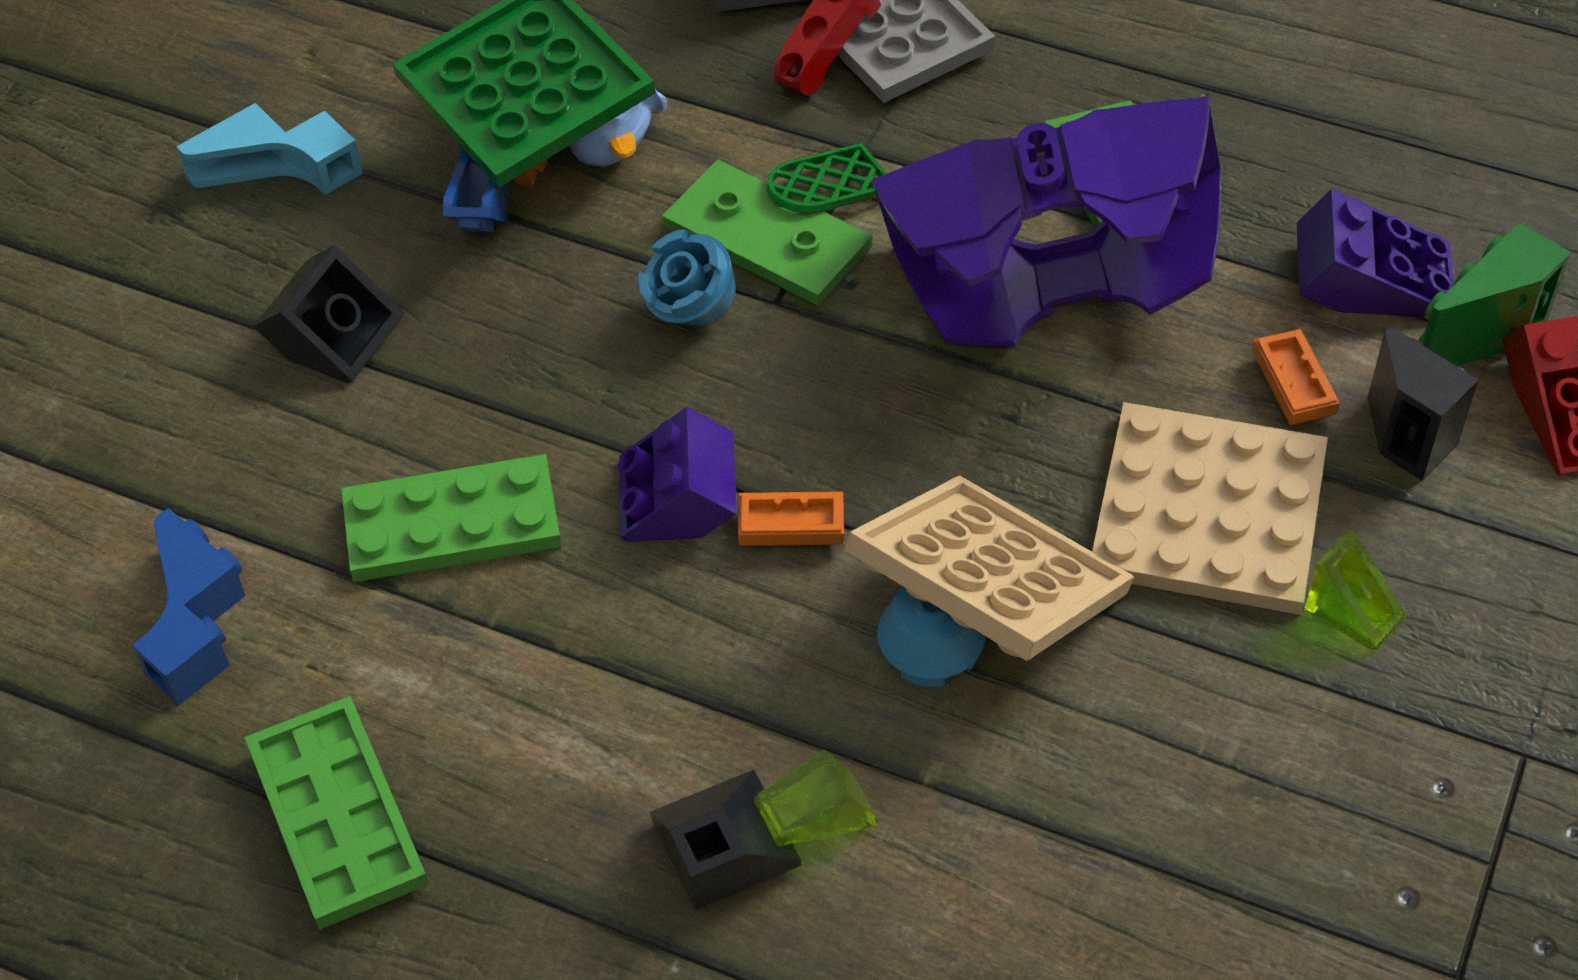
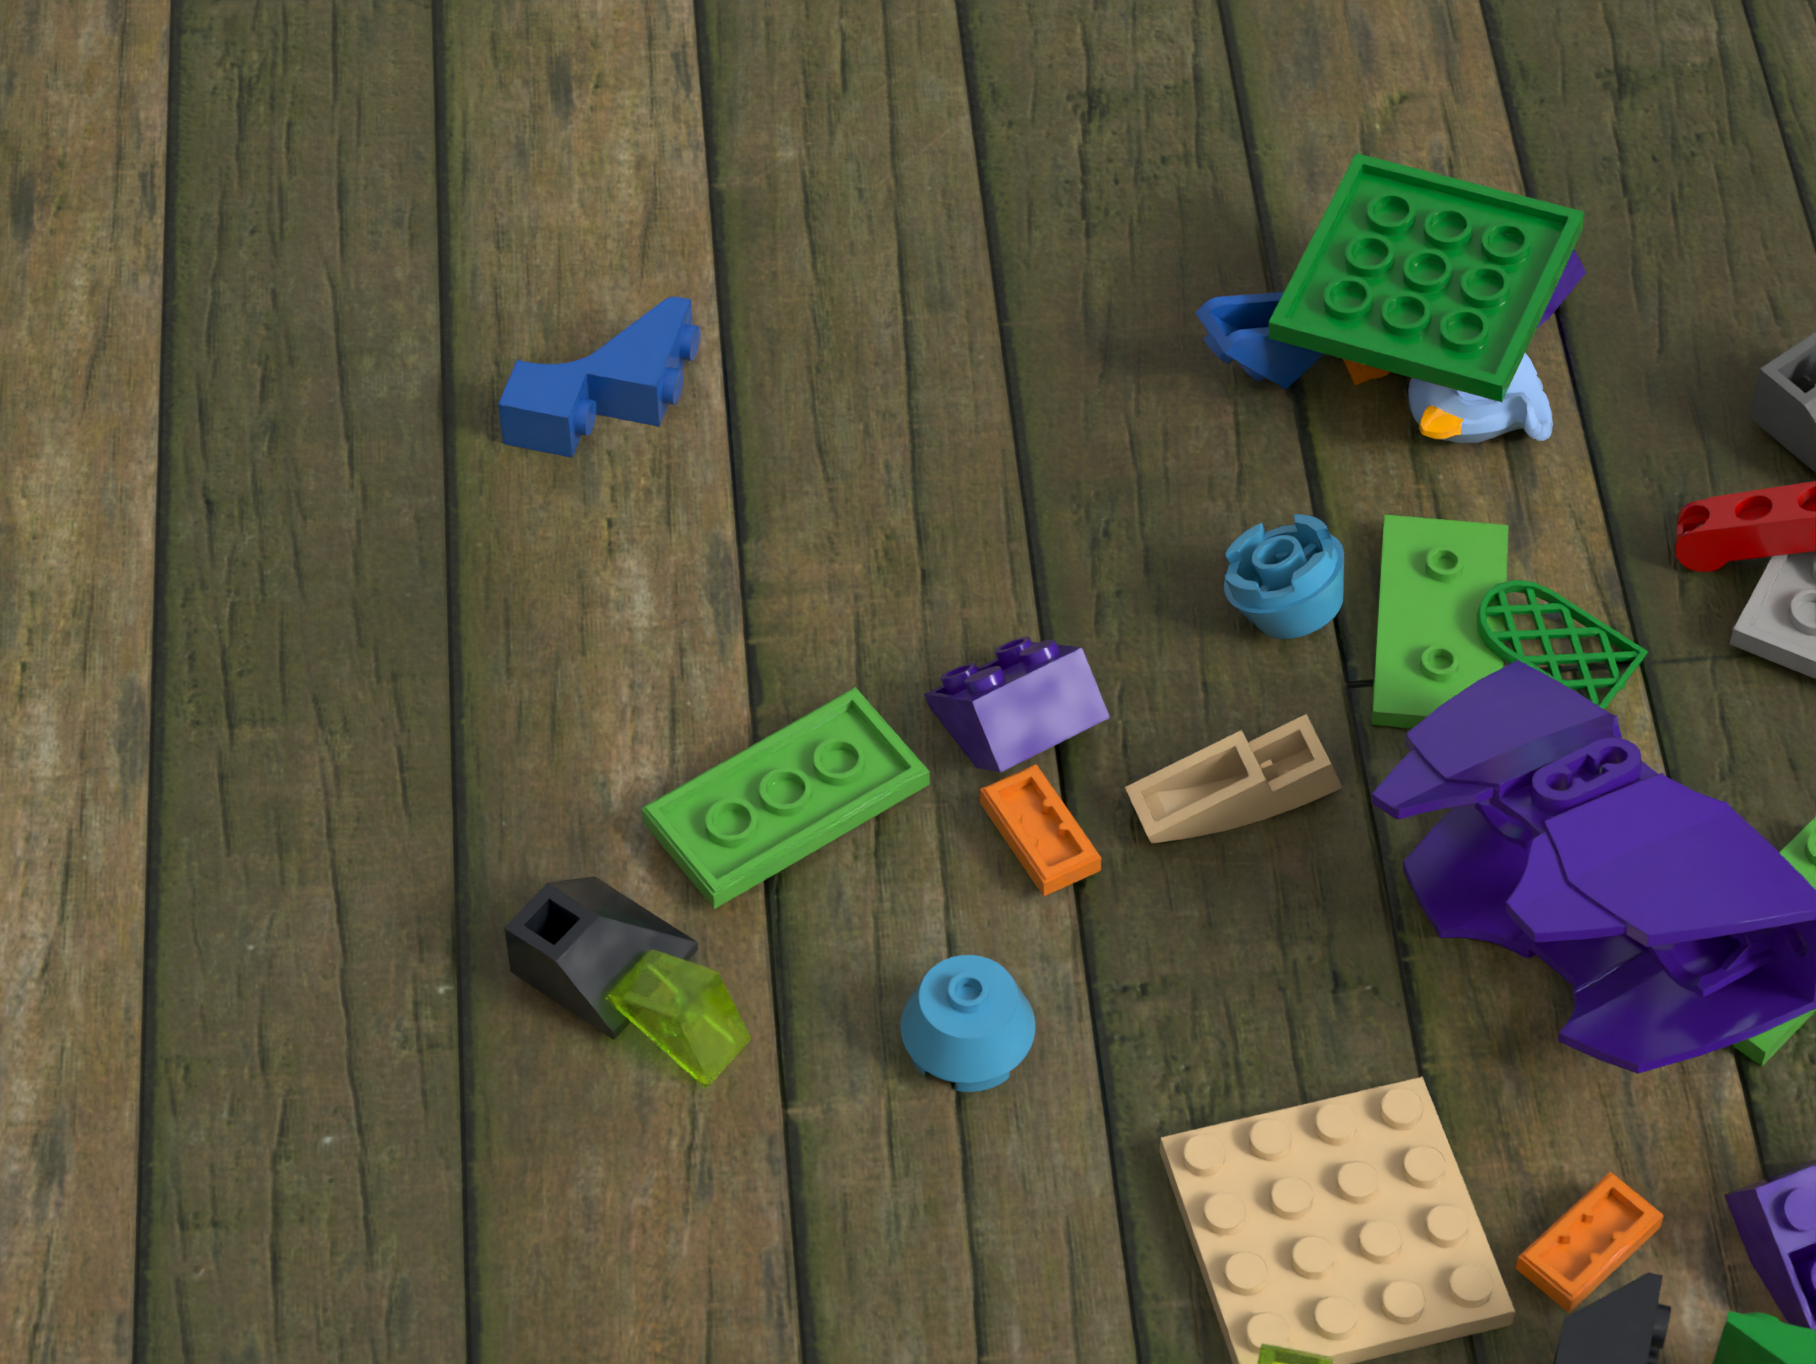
camera: 60 degrees right, 0 degrees up
(256, 148) = (1214, 121): medium azure arch -> none
(329, 317) = (1030, 304): black slope -> none
(336, 812) = (447, 621): bright green plate -> none
(450, 518) = (854, 539): bright green plate -> none
(659, 660) = (785, 797): none -> bright green plate
(827, 391) = (1234, 783): none -> tan slope
(989, 566) = (1062, 1027): tan plate -> none

